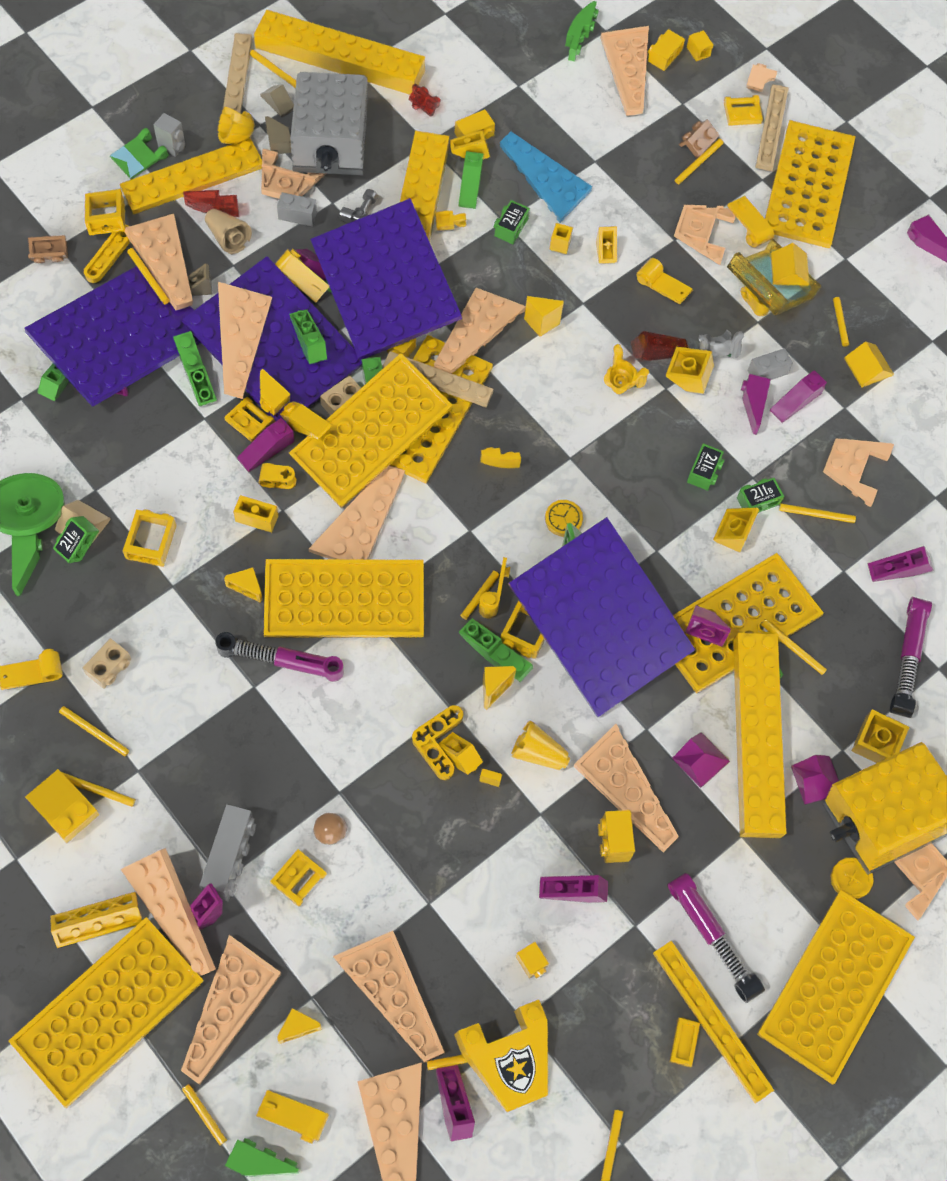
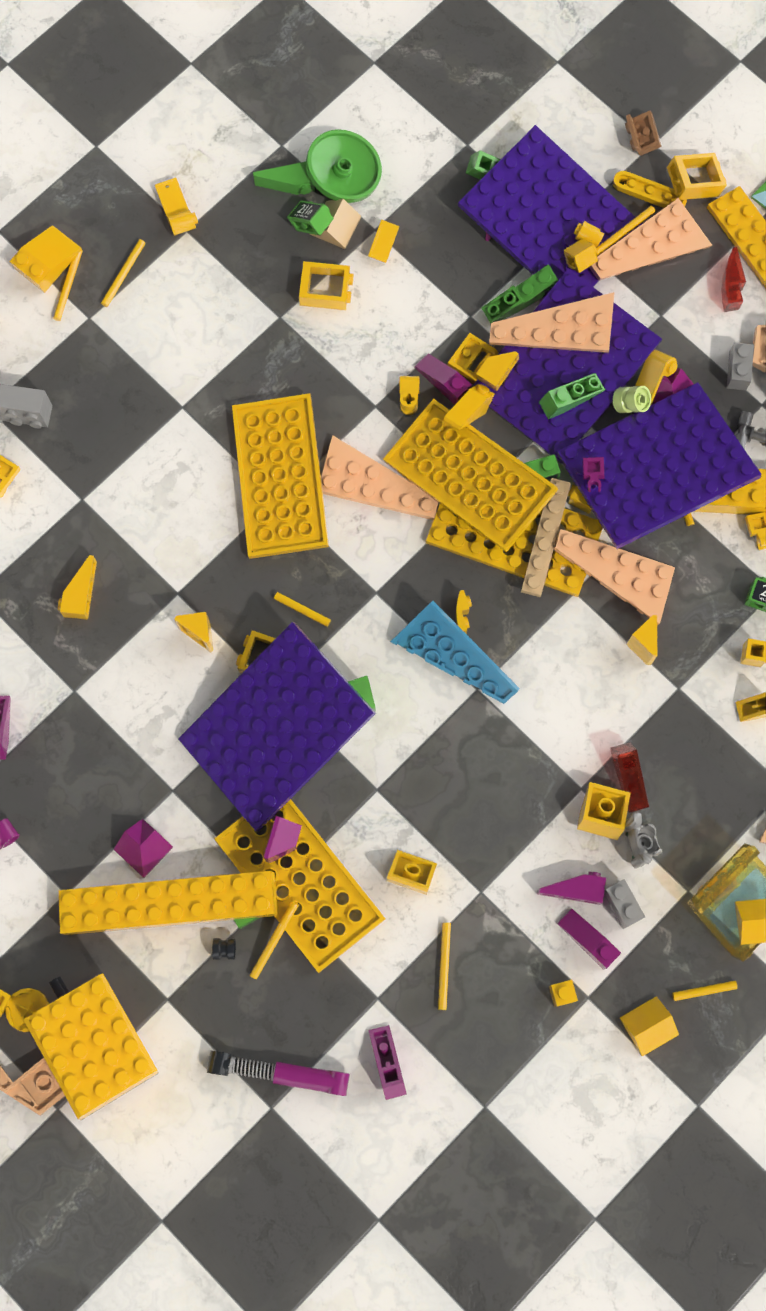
camera: 90 degrees right, 10 degrees up
(102, 660) = (191, 267): tan brick -> none
(112, 479) = (383, 241): none -> yellow slope
(148, 301) = (589, 233): none -> yellow brick
(169, 309) = (580, 255): none -> yellow brick
(200, 281) = (629, 285): dark tan slope -> none
(228, 230) = (696, 299): tan cone -> none
(244, 583) = (286, 382): yellow slope -> none
(255, 513) = (361, 377): yellow brick -> none
(282, 657) = (211, 425): piece -> none
(319, 290) = (632, 399): none -> yellowish green wheel
(329, 828) = (43, 494): medium nougat hair -> none
(339, 394) = (514, 441): tan brick -> none
(388, 324) = (593, 471): none -> magenta plate
(430, 742) = (137, 577): yellow beam -> none
(444, 799) = (78, 593): none -> yellow slope
(461, 753) = (126, 605): yellow slope -> none
(490, 600) = (289, 614): yellow door -> none
(490, 777) = (103, 637): yellow tile -> none
(493, 649) = (240, 626): bright green slope -> none
(536, 468) = (449, 648): none -> dark azure wing
(539, 748) = (135, 681): yellow cone -> none
(562, 513) = (401, 687): yellow tile -> none
(616, 836) = (46, 761): yellow brick -> none
(621, 780) = (113, 765): light nougat wing -> none
(624, 372) = (590, 734): yellow hair -> none
(653, 277) = (720, 775): yellow door -> none
(705, 467) = (482, 836): brick -> none
(762, 495) = (453, 898): brick -> none
(800, 692) = (224, 948): none -> black wheel
(814, 777) = (131, 971): magenta slope -> none
(844, 421) = (563, 993): none -> yellow brick
(848, 461) = (515, 1001): light nougat wing -> none
(879, 737) = (175, 1036): yellow brick -> none

